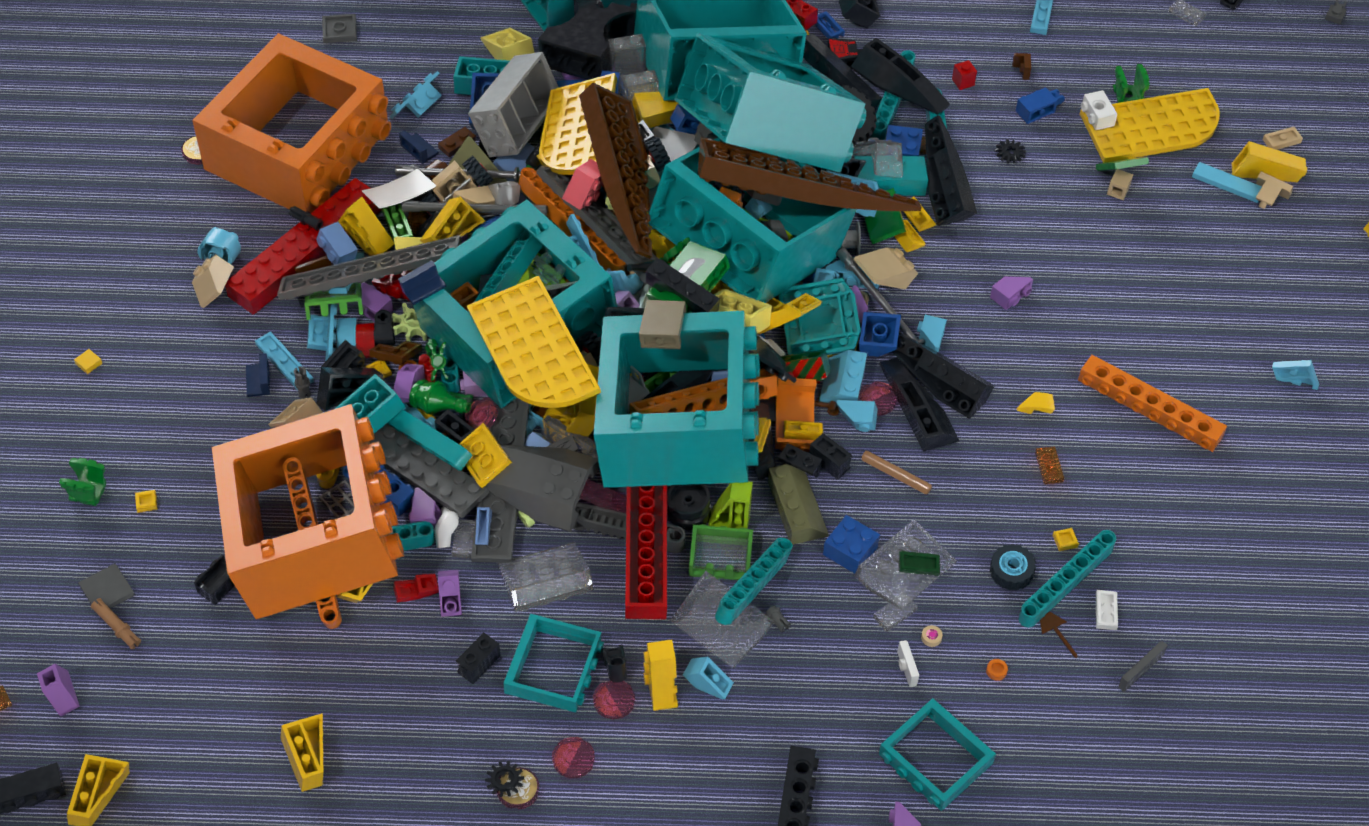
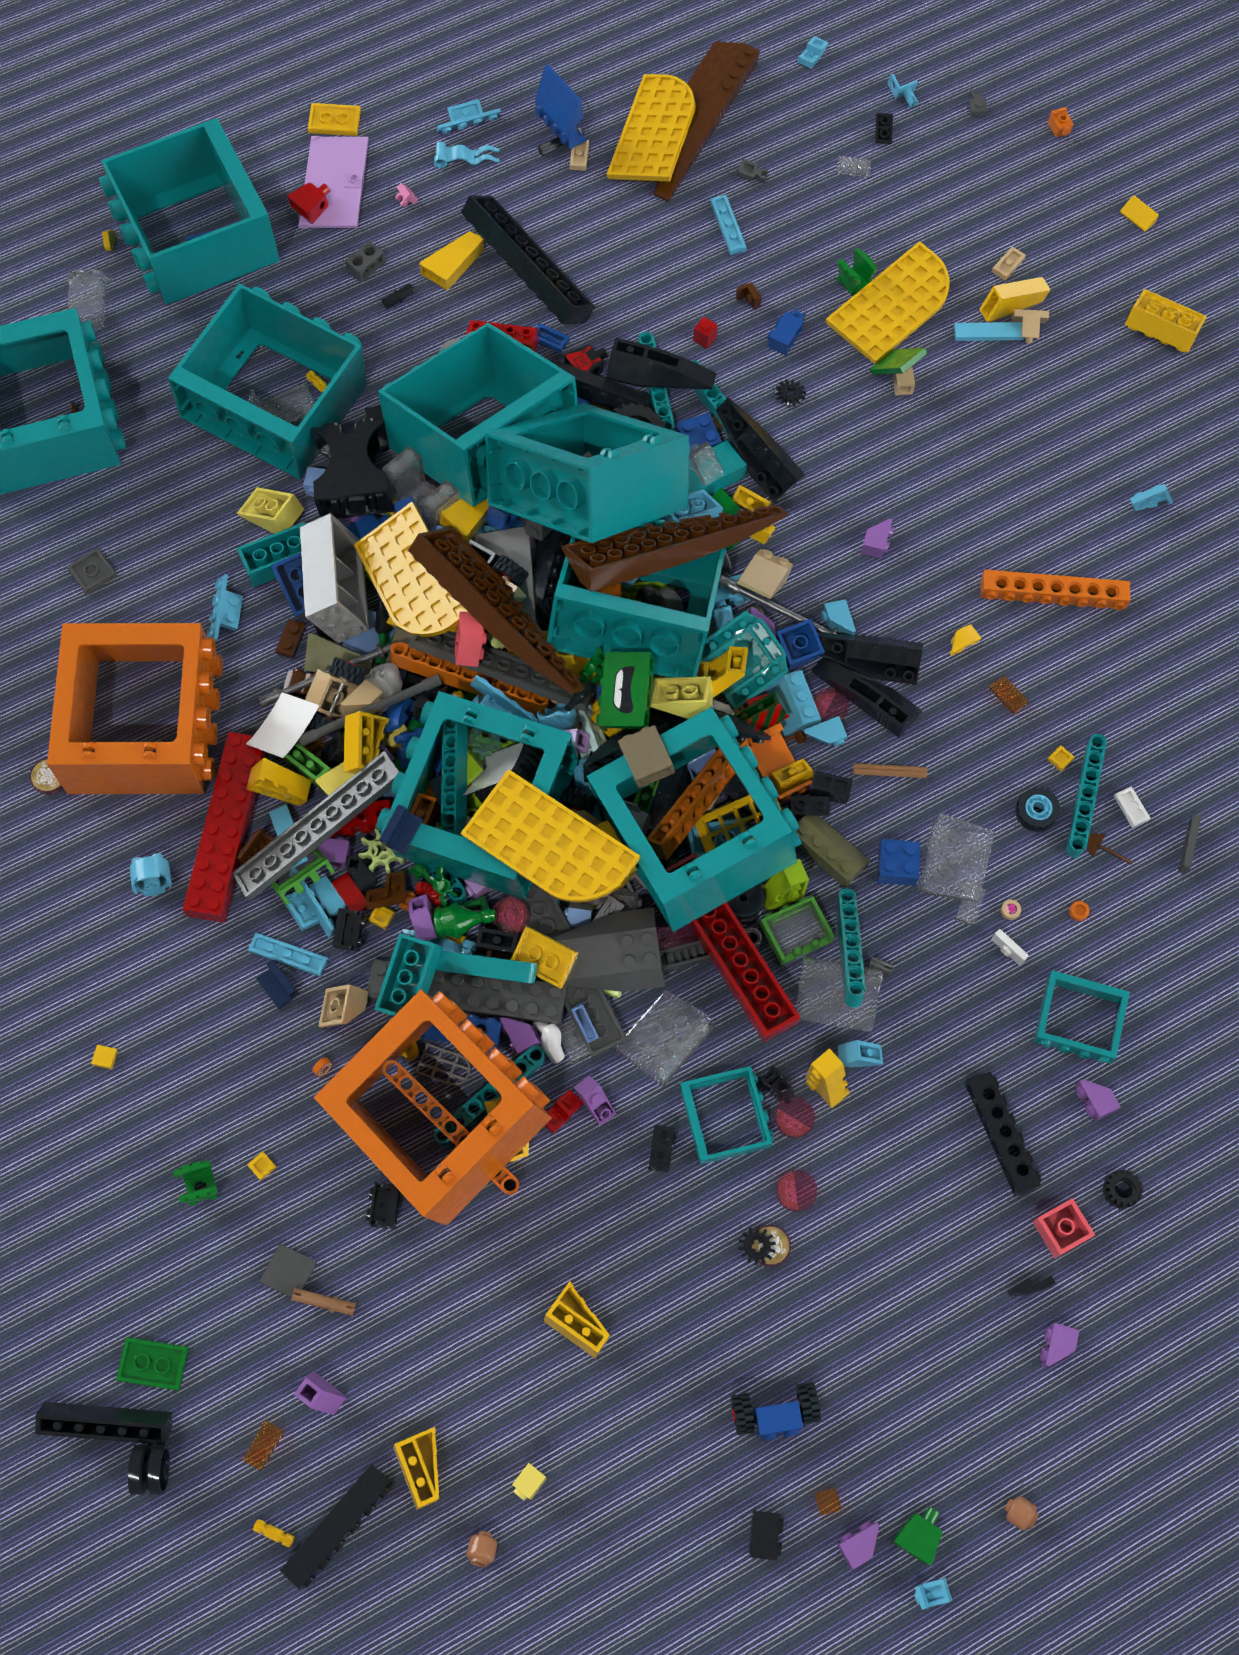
camera: 30 degrees left, 15 degrees up
(211, 279) = (168, 913): tan slope -> none
(302, 382) = (326, 971): dark grey pin -> none
(306, 218) = (215, 802): black axle -> none
(336, 243) = (263, 813): medium blue brick -> none
(340, 383) = (369, 952): black wedge -> none
(417, 146) = (258, 663): dark blue panel -> none
(666, 278) = (650, 709): black arch -> none
(919, 563) = (969, 852): dark green tile -> none
(1099, 110) = (845, 313): white brick -> none

